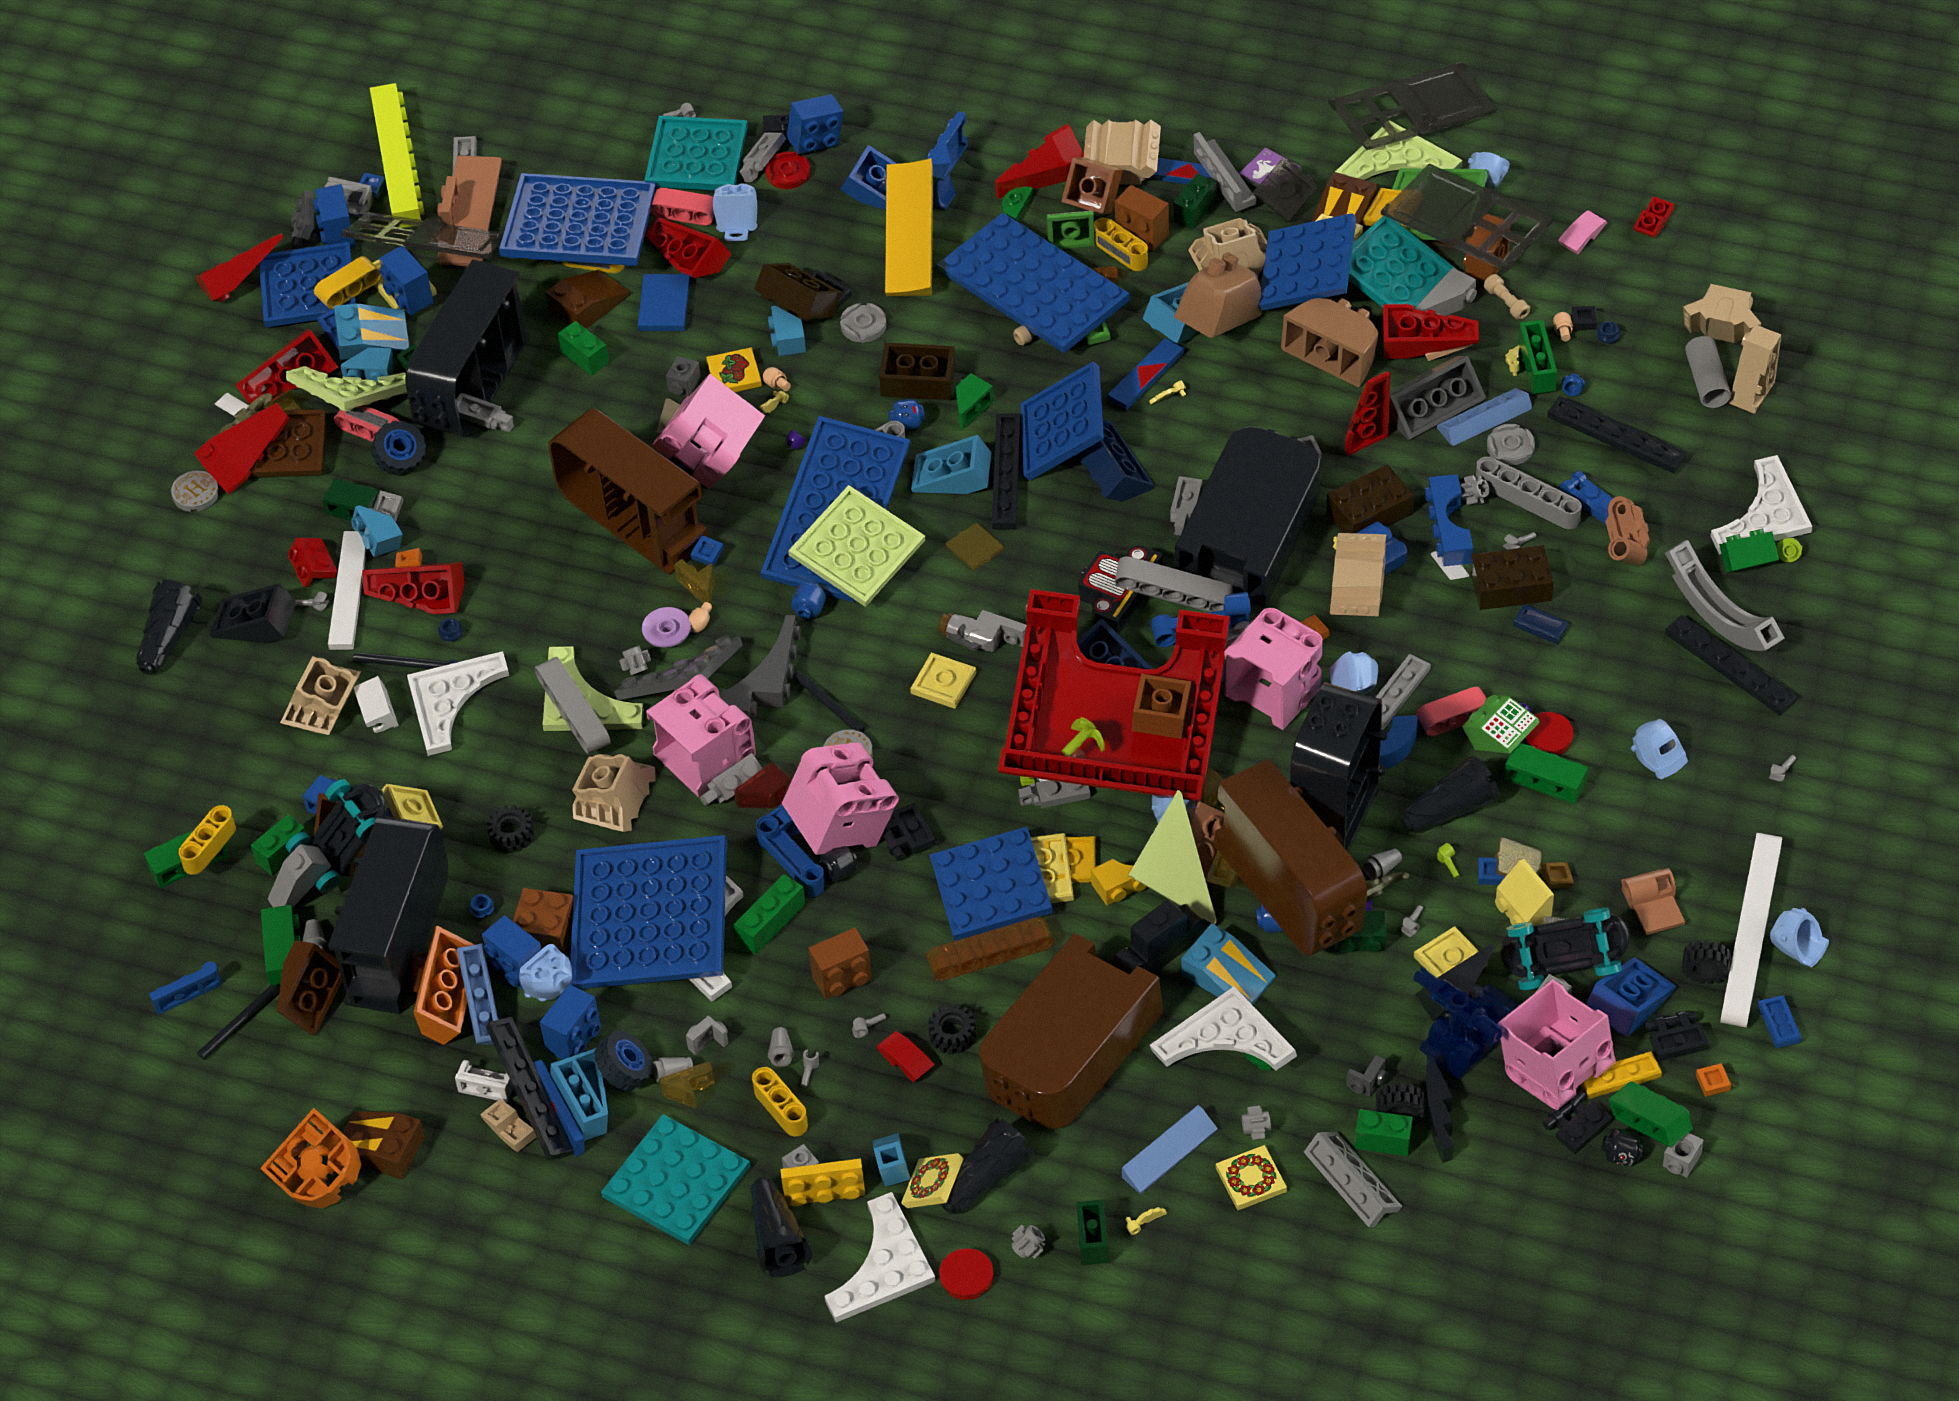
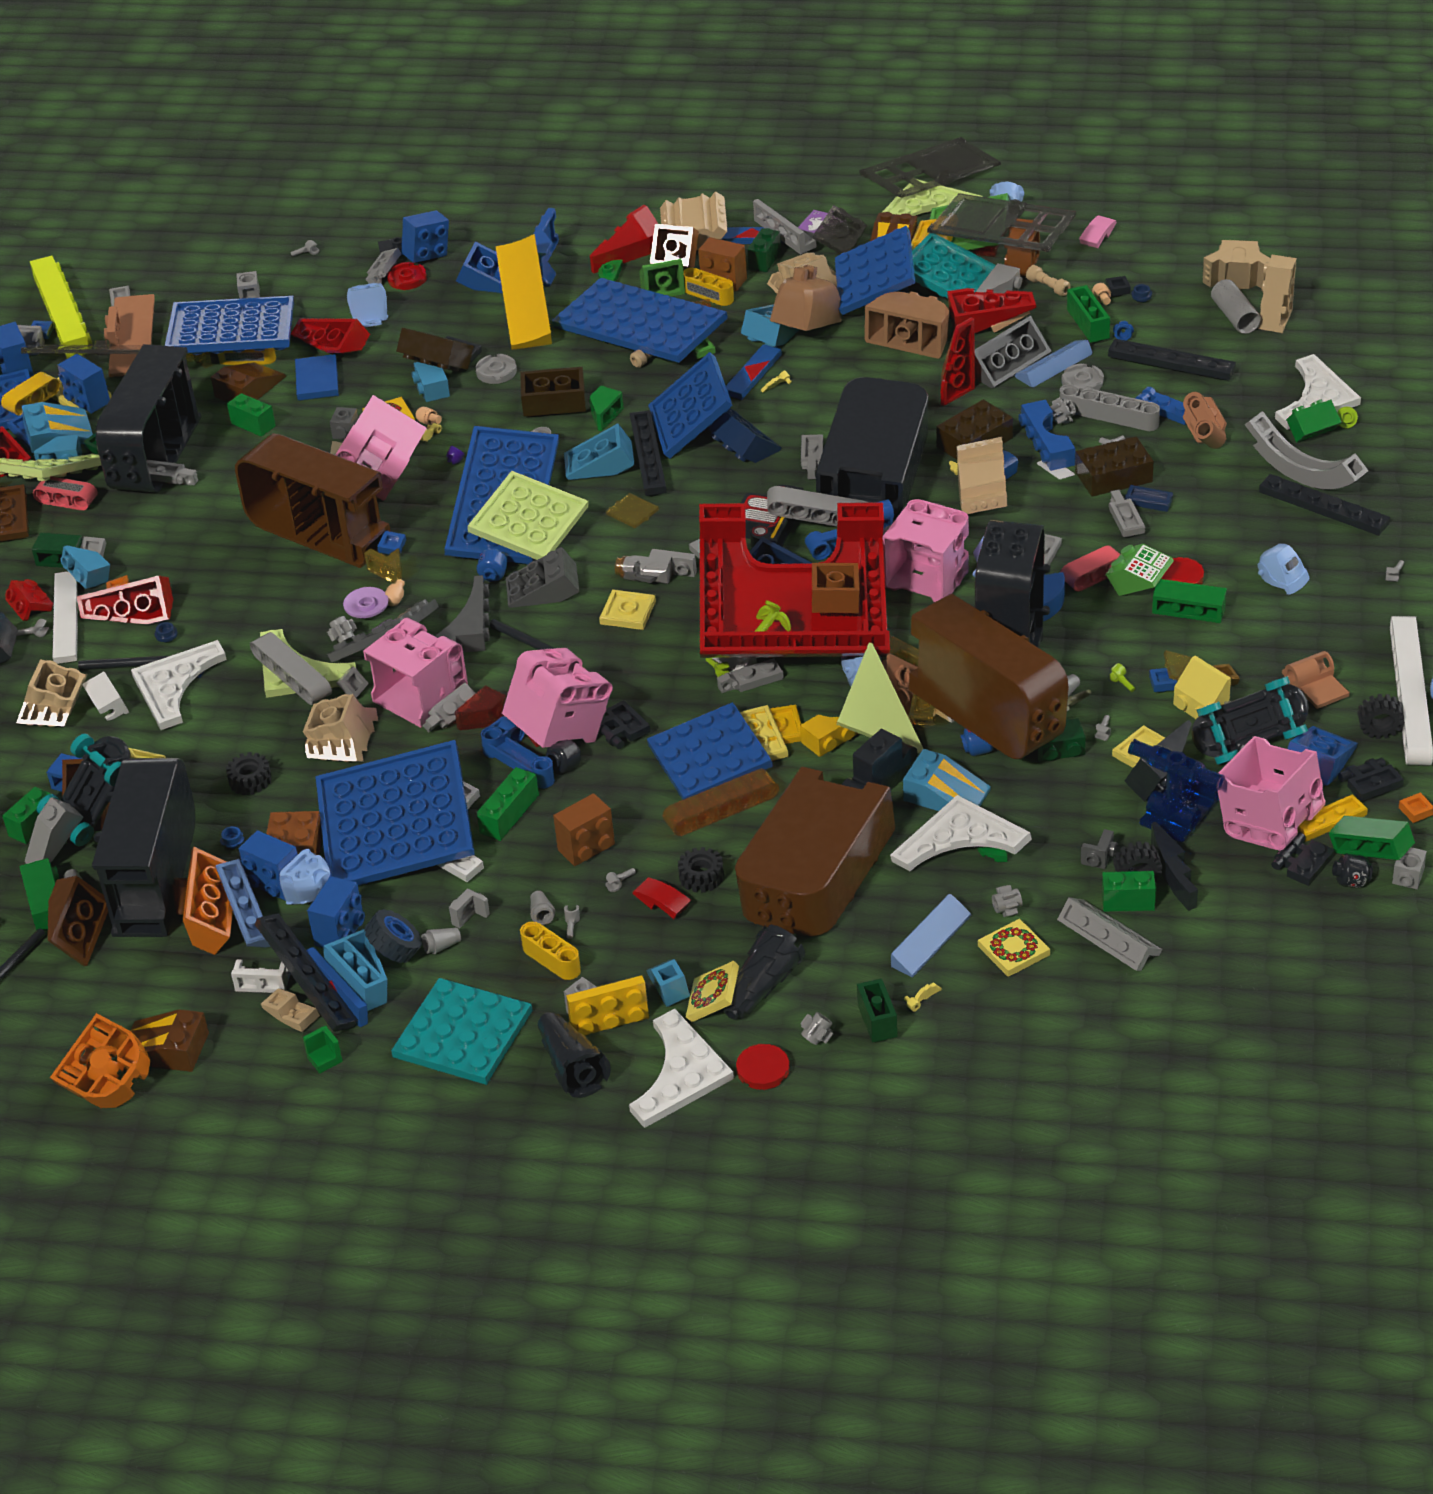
camera: 10 degrees left, 10 degrees down
(398, 461) = (95, 504): black wheel -> none
(533, 1180) = (322, 1049): none -> green panel
(607, 160) = (248, 285): none -> light grey brick
(635, 731) = (352, 682): none -> light grey plate
(681, 1084) = (455, 949): clear yellow slope -> none
(683, 206) = (321, 307): coral beam -> none
(696, 152) = (324, 272): teal plate -> none
(860, 629) = (543, 580): none -> dark grey slope
(908, 413) = (551, 419): blue head -> none
(1454, 795) = (1113, 626): black cone -> none
(1507, 645) = (1125, 515): none -> light grey hinge
(1512, 360) = (1066, 321): light yellow piece -> none
(1654, 217) = (1154, 214): red slope -> none

